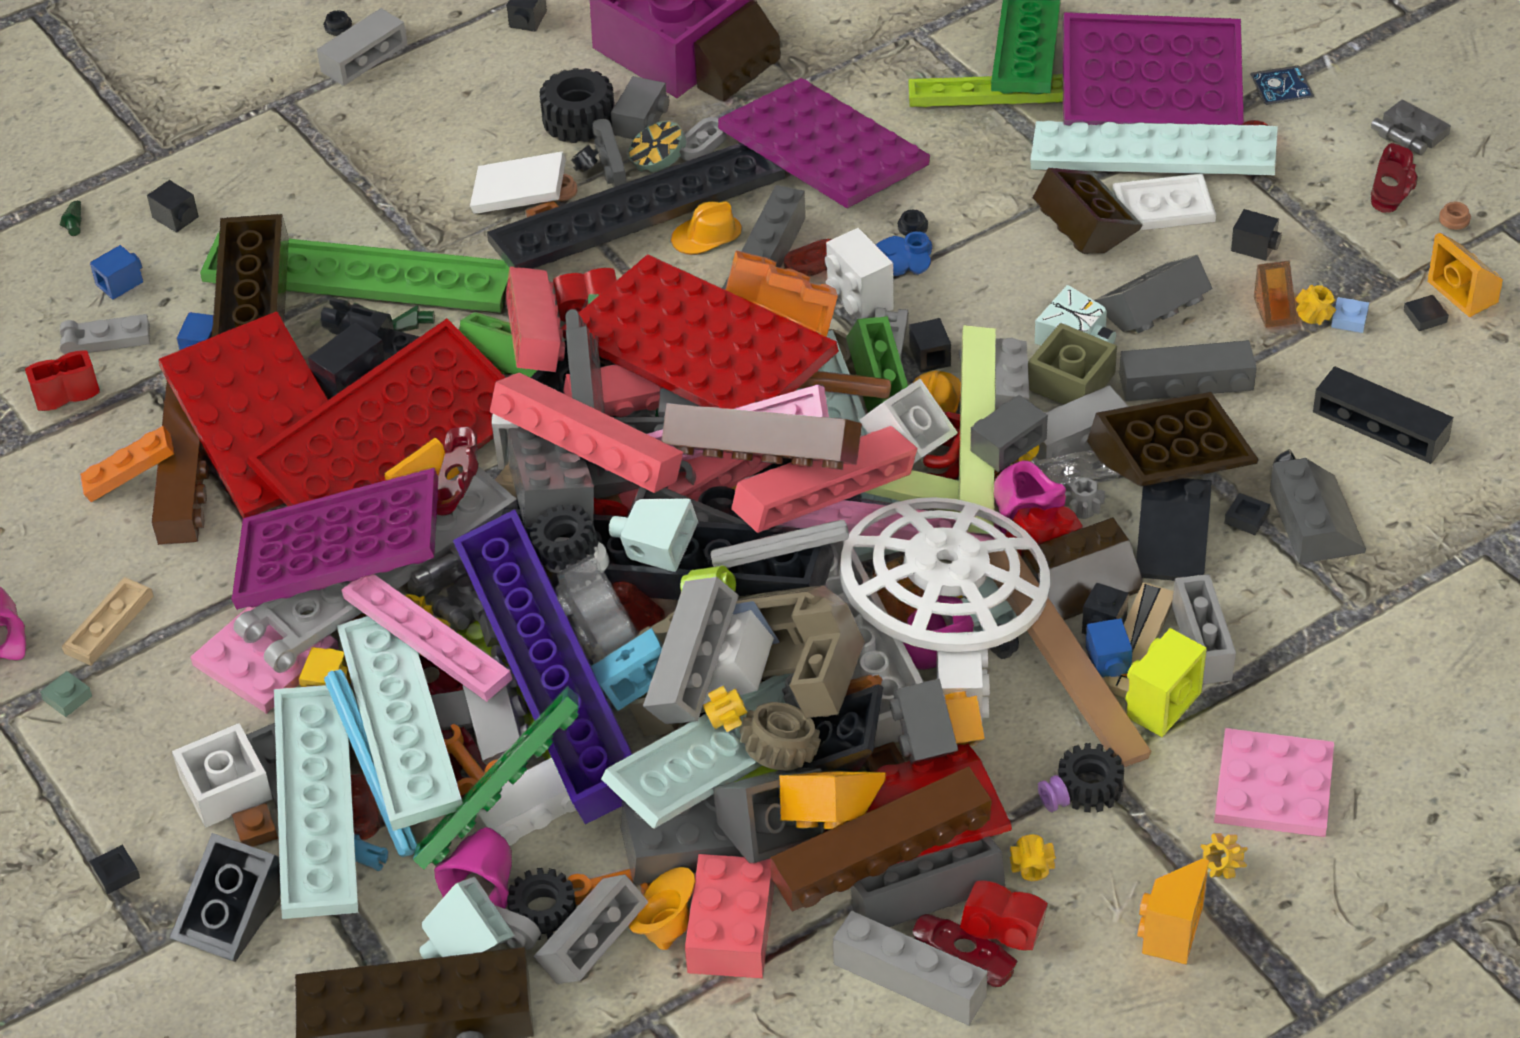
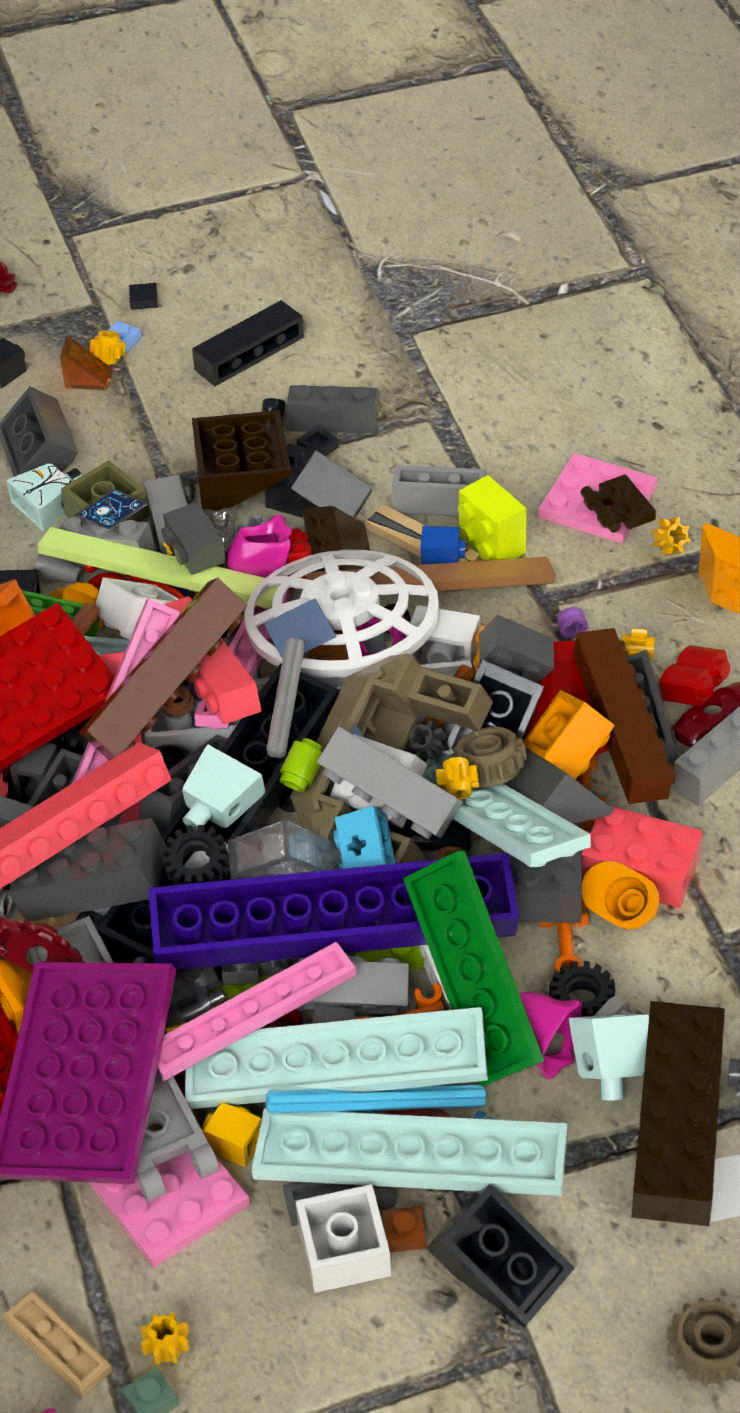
camera: 75 degrees left, 0 degrees up
(114, 684) = (165, 1338): none -> yellow gear
(114, 869) = (425, 1365): black plate -> none
(591, 929) = (631, 956): light grey brick -> none
(884, 537) = (301, 622): none -> sand blue sticker
(1038, 365) = (111, 509): none -> sticker
(1094, 761) = (557, 585): black tyre -> none
(1104, 604) = (395, 540): black brick -> none
(1187, 370) = (143, 433): dark grey brick -> none
(1253, 802) = (625, 500): none -> dark brown plate
(1455, 215) = (46, 252): nougat plate -> none
(1462, 276) = (125, 260): light orange slope -> none

